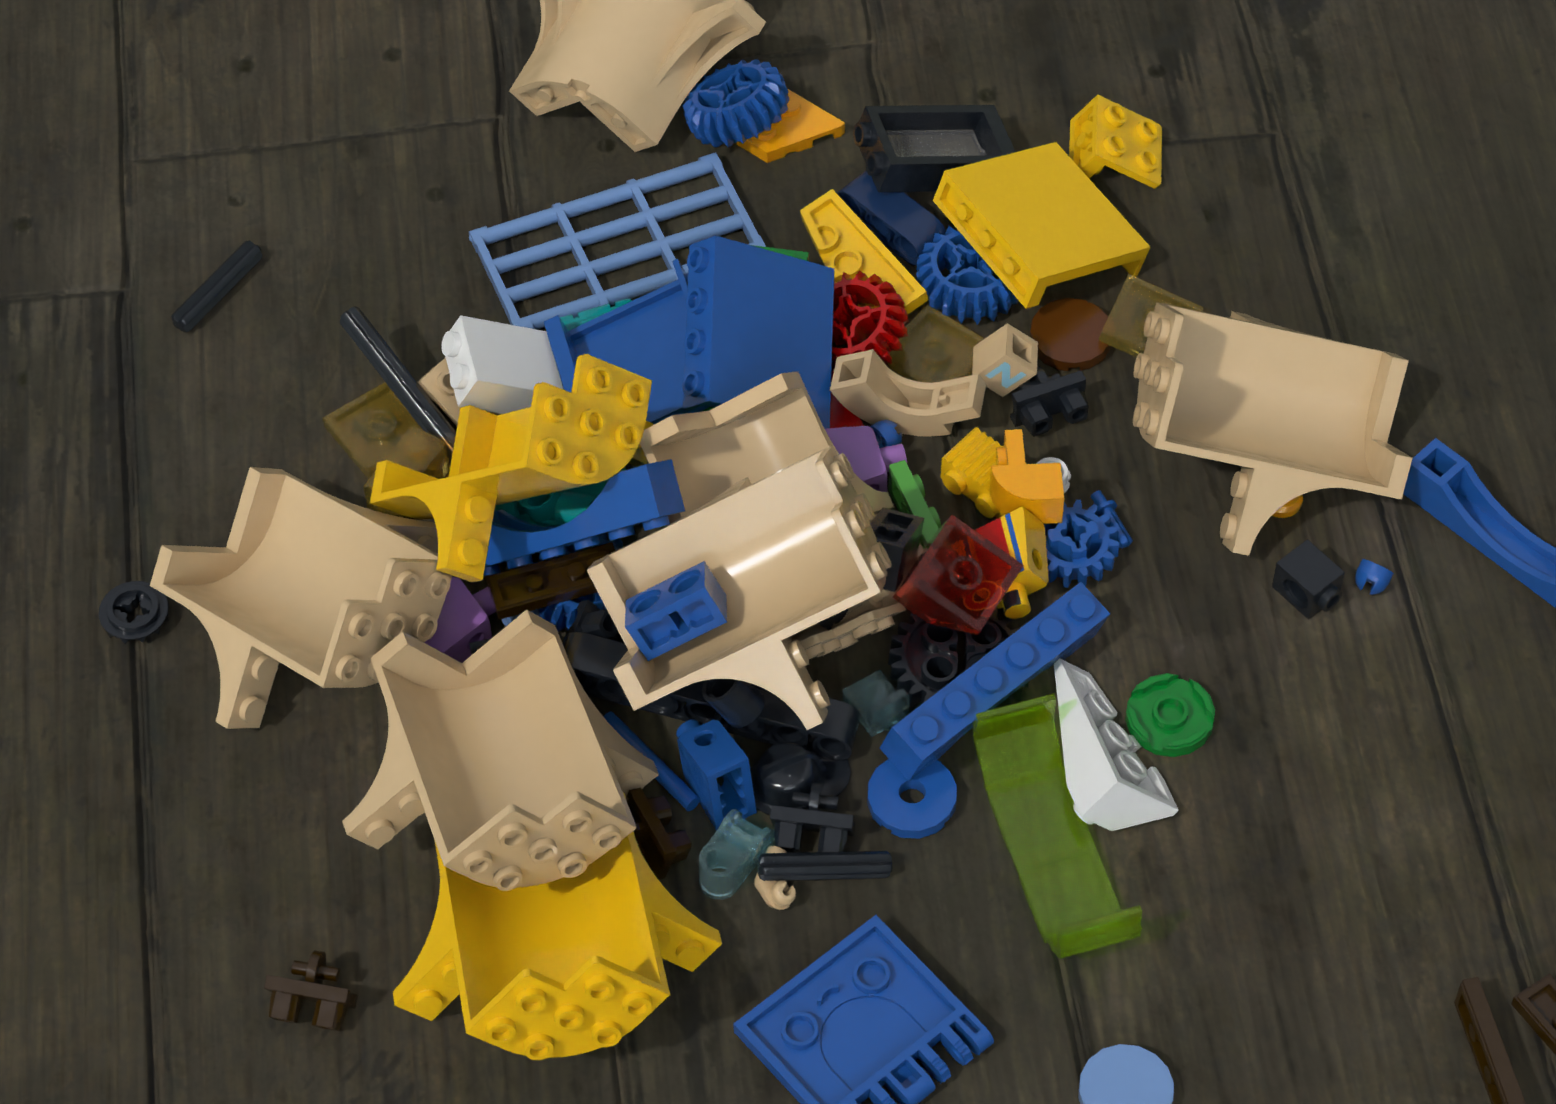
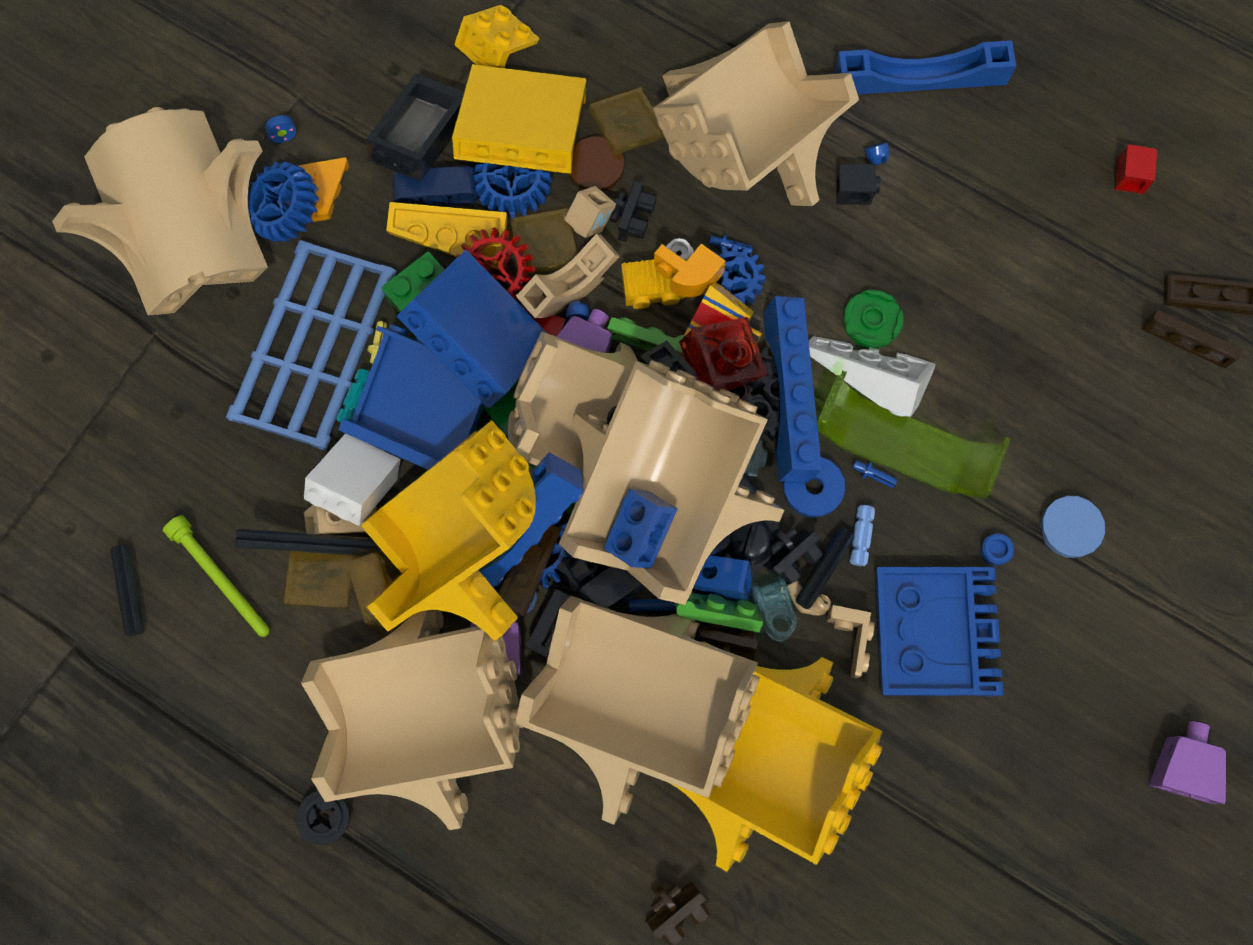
camera: 50 degrees left, 20 degrees up
(315, 280) = (180, 531): none -> lime piece
(673, 787) = (721, 611): none -> bright green plate
(789, 954) = (845, 620): none -> tan bracket
(816, 49) = (280, 129): none -> blue tile
(902, 881) = (862, 535): none -> light blue axle
(984, 835) = (868, 470): none -> blue piece
(1020, 1031) = (997, 549): none -> blue tile

